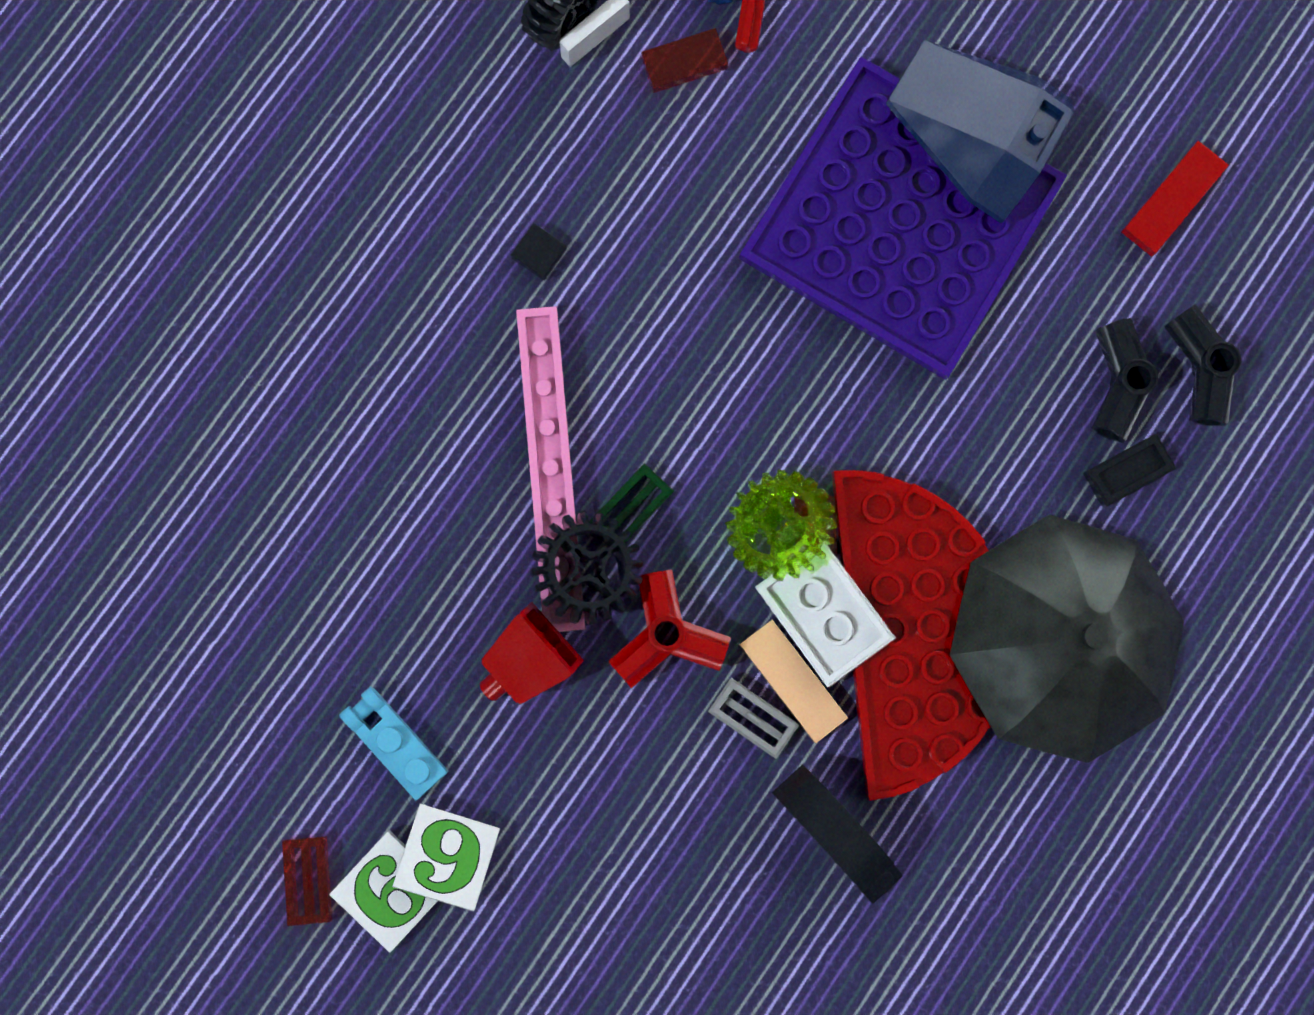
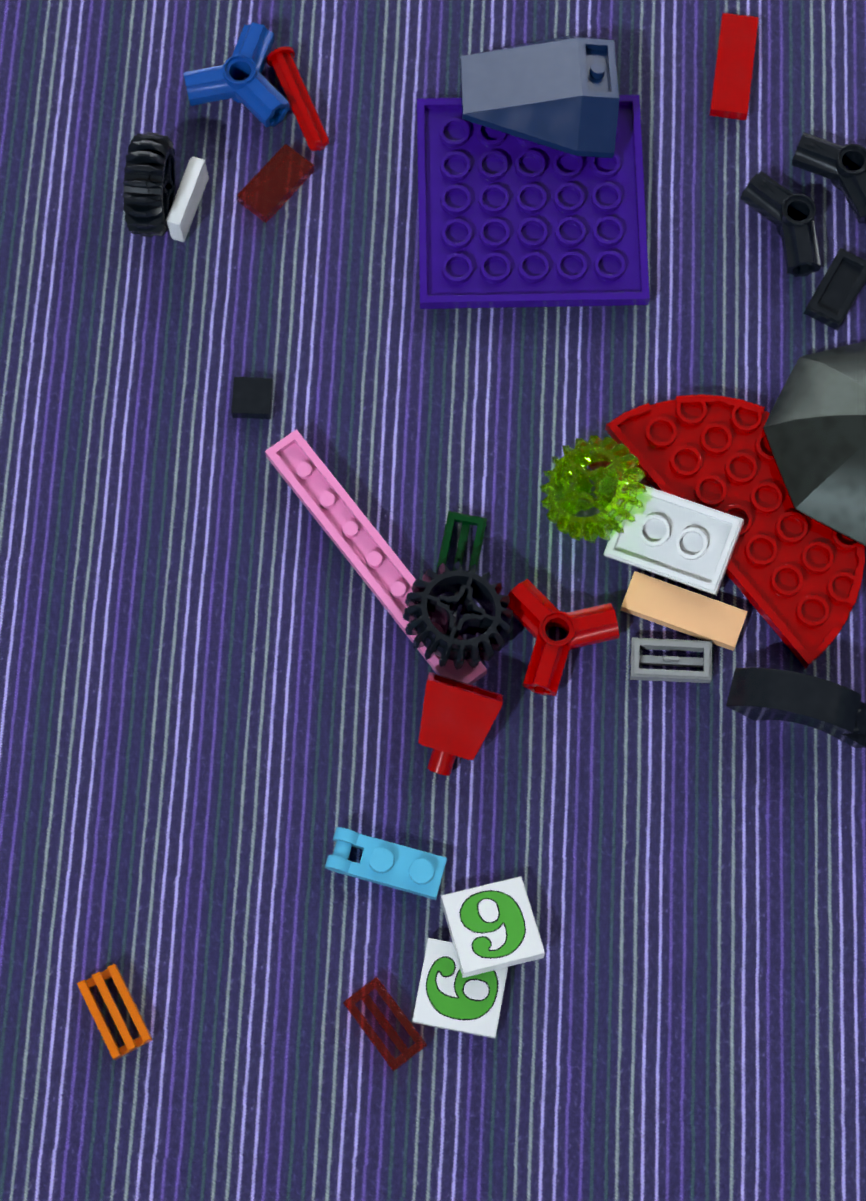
camera: 25 degrees left, 10 degrees down
(74, 727) = (98, 979): none -> orange tile

